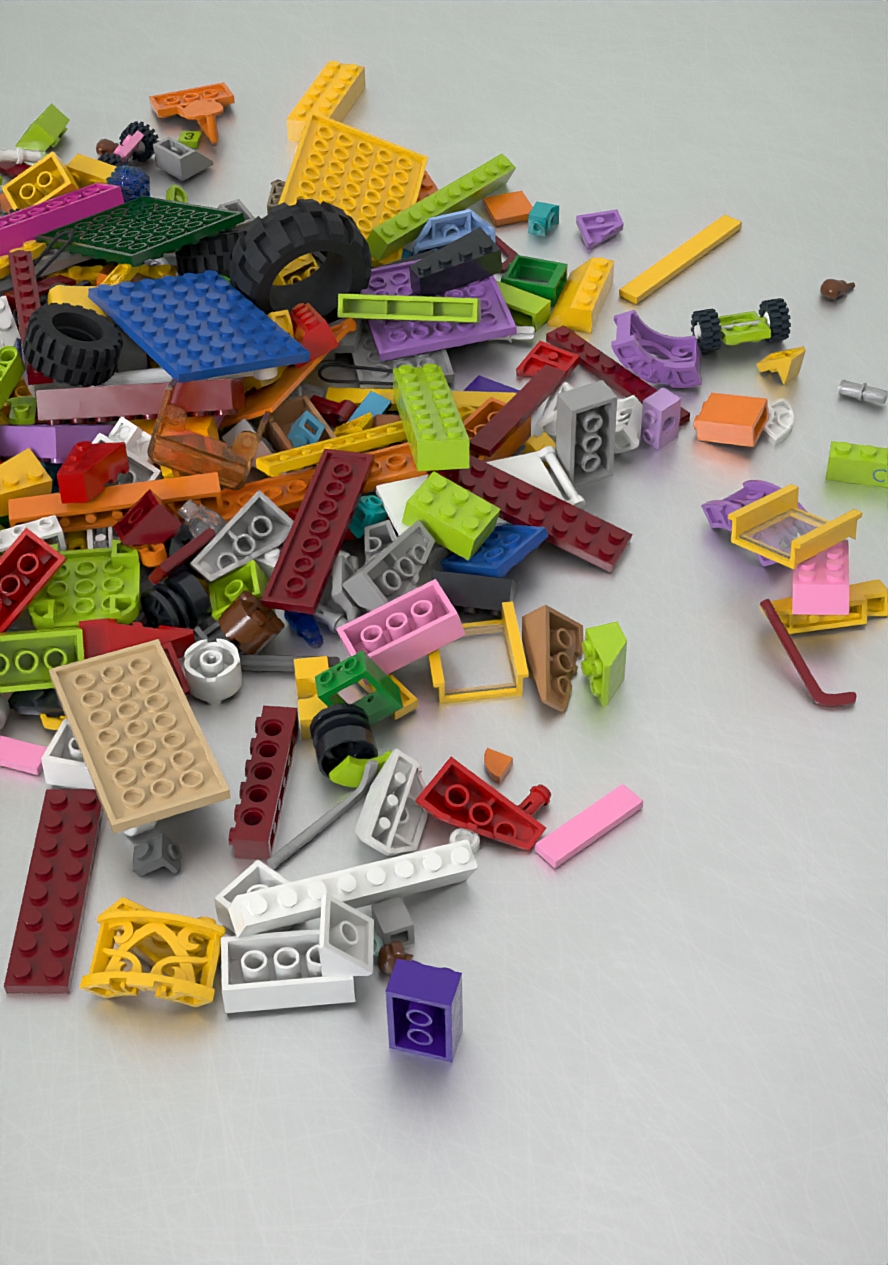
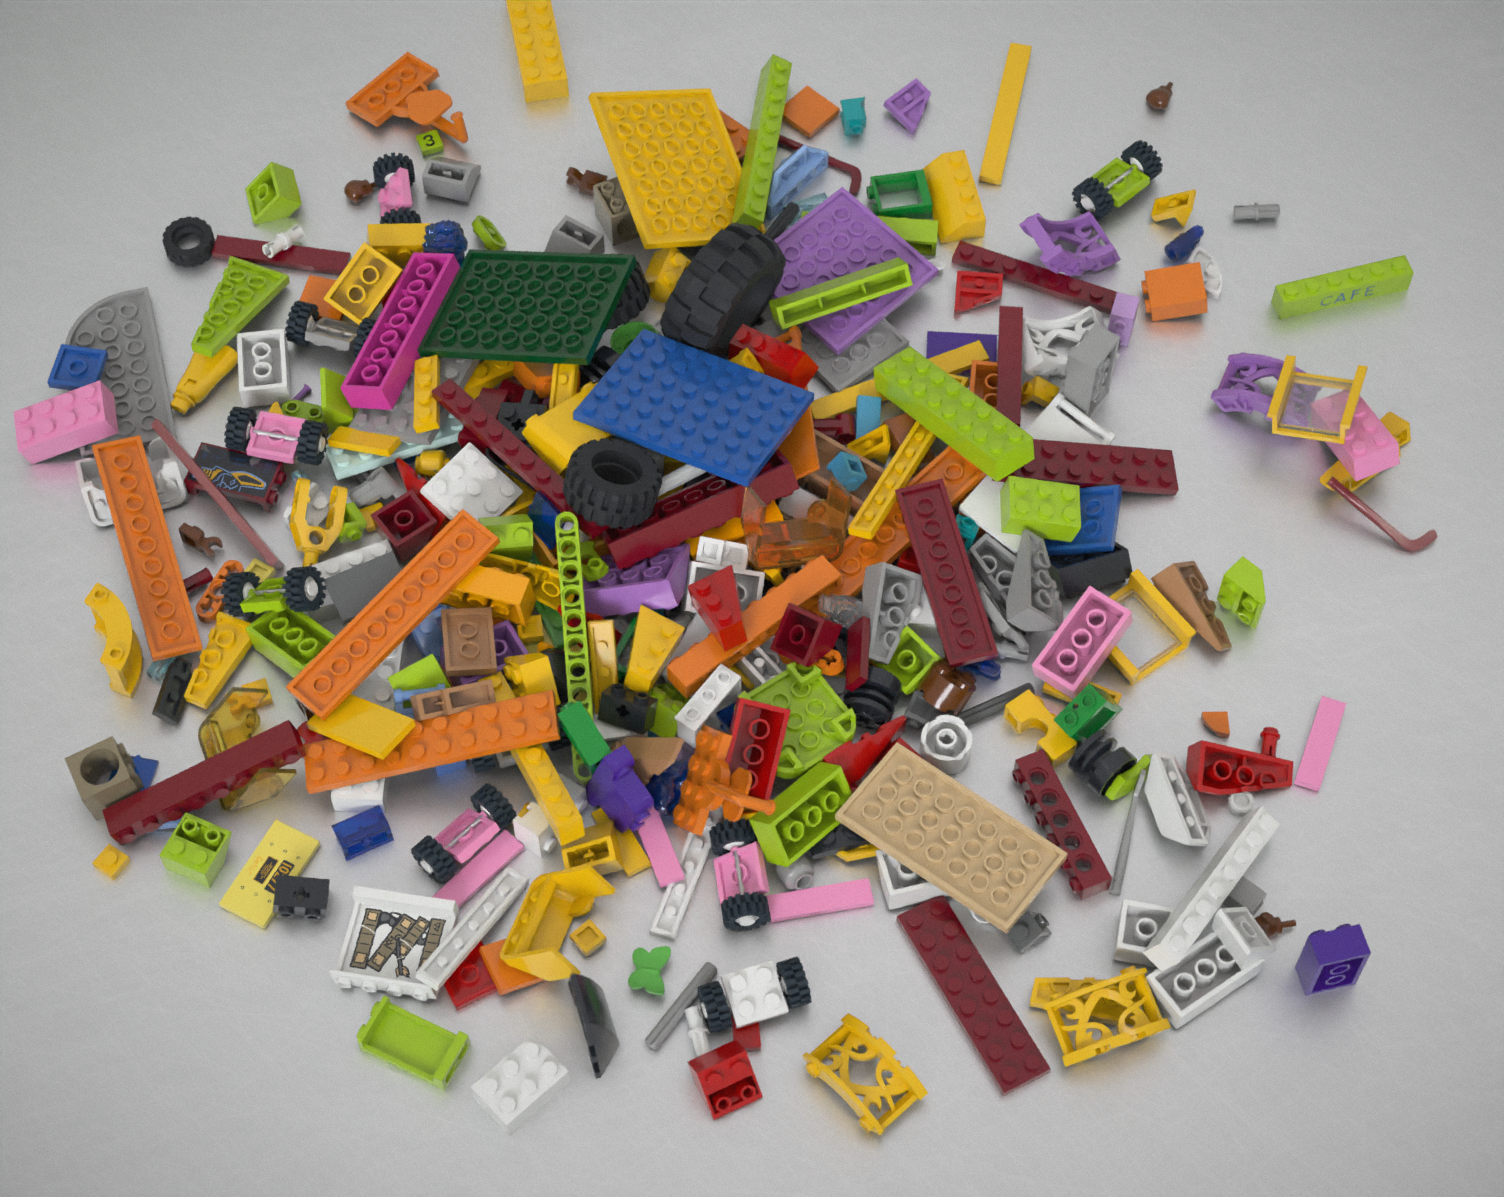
camera: 30 degrees left, 15 degrees up
(56, 255) = (474, 373): black piece -> none
(354, 381) = (847, 382): black piece -> none
(456, 264) = (847, 218): black wedge -> none
(773, 389) = (1183, 243): none -> clear blue hinge

